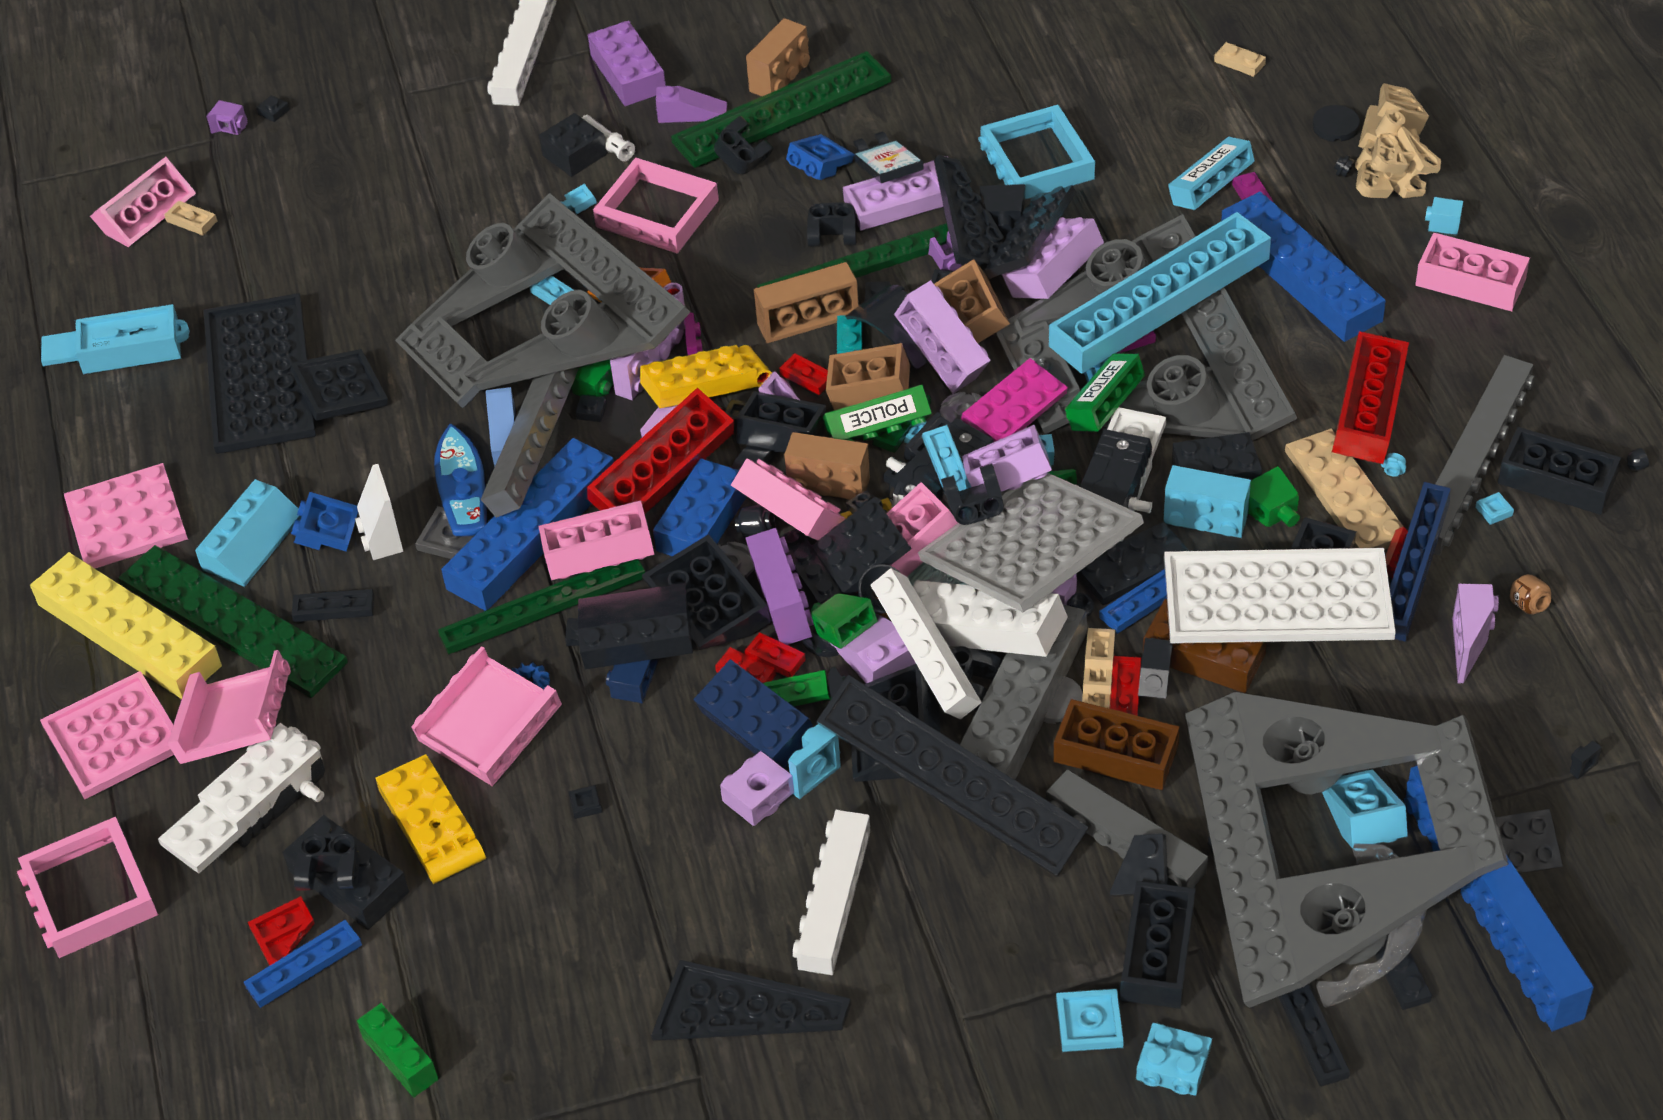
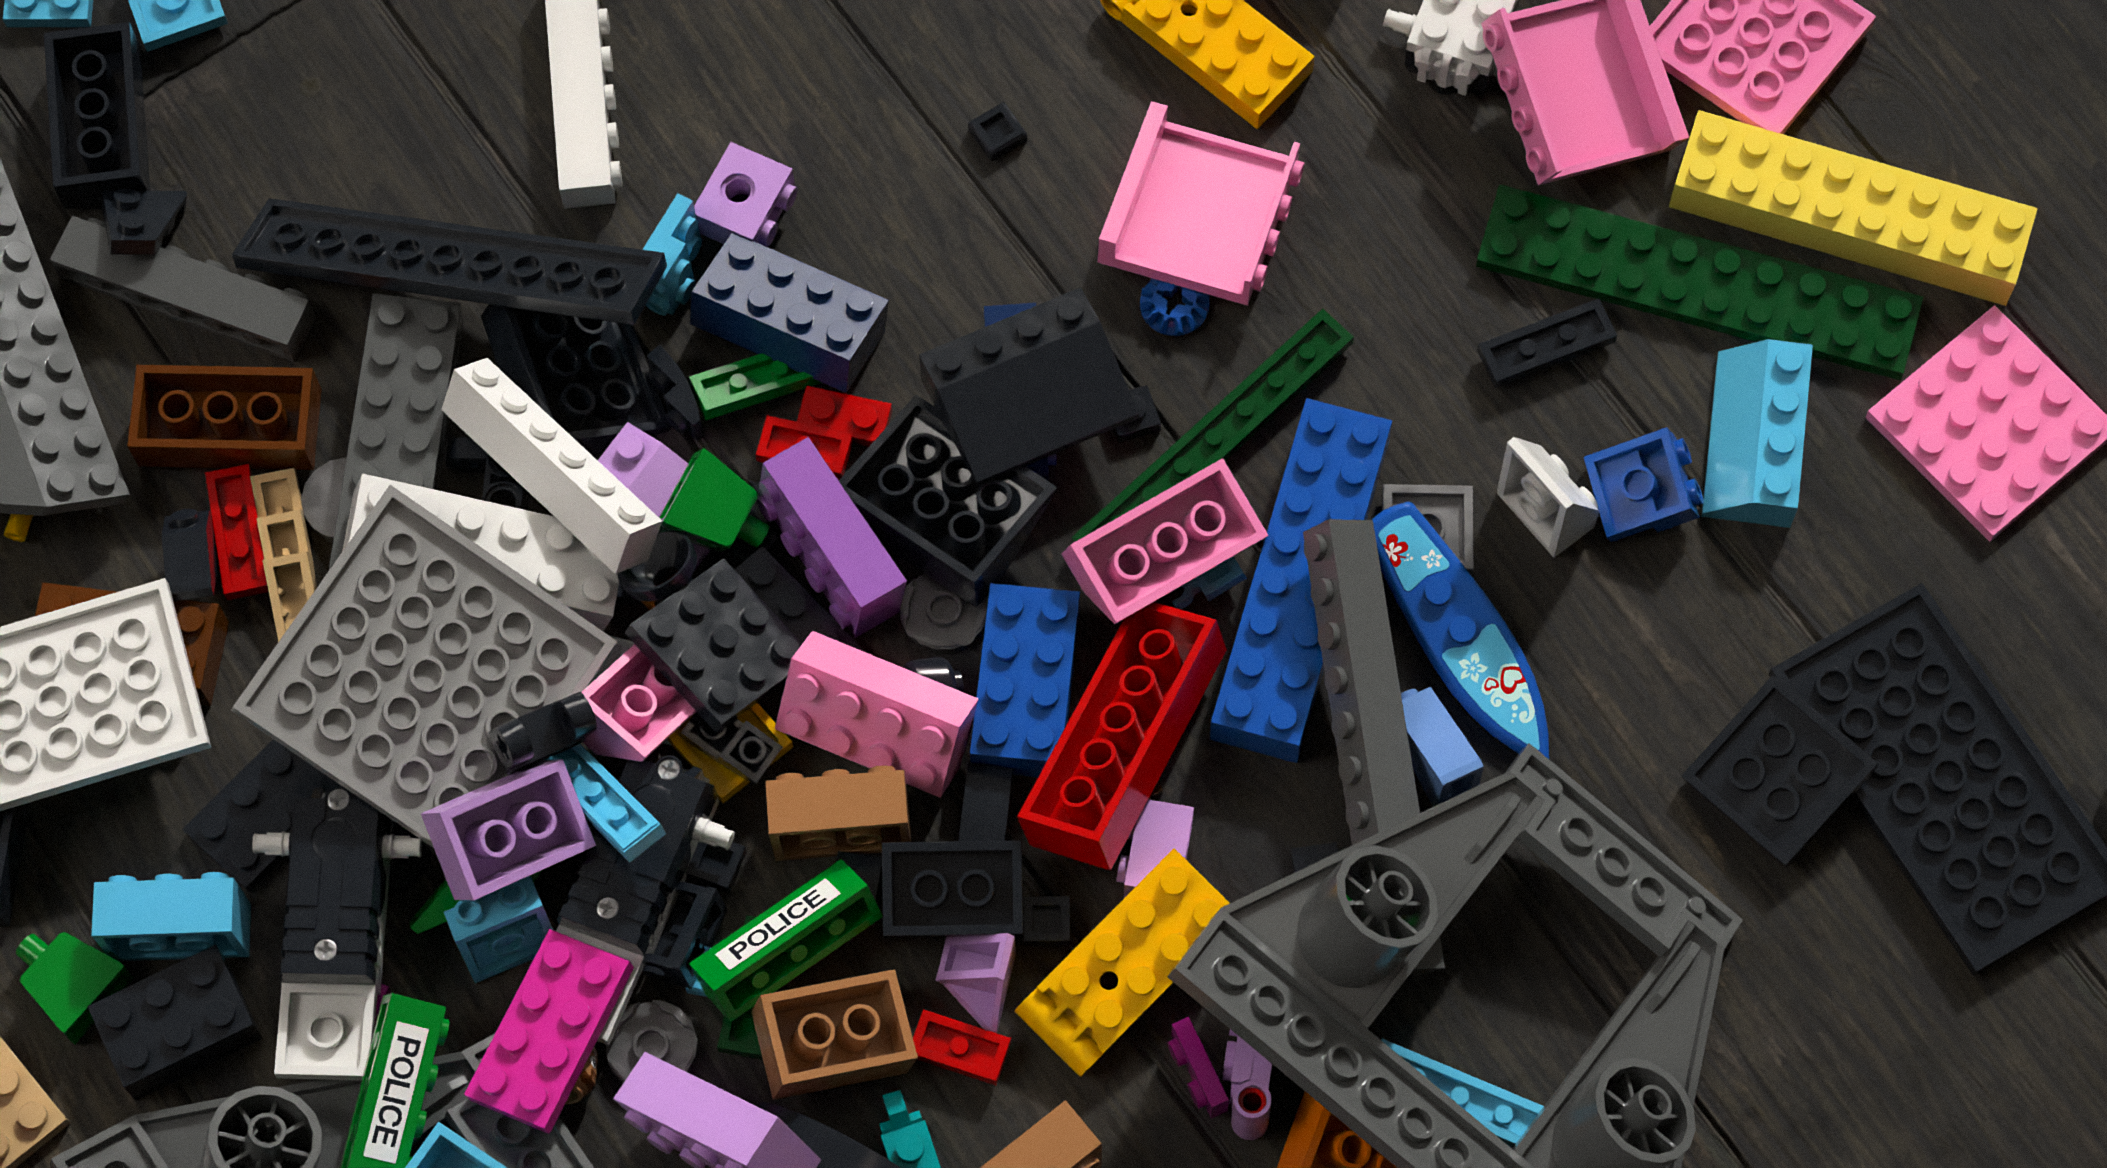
camera: 160 degrees right, 20 degrees up
(1135, 603) = (232, 738): blue plate -> none

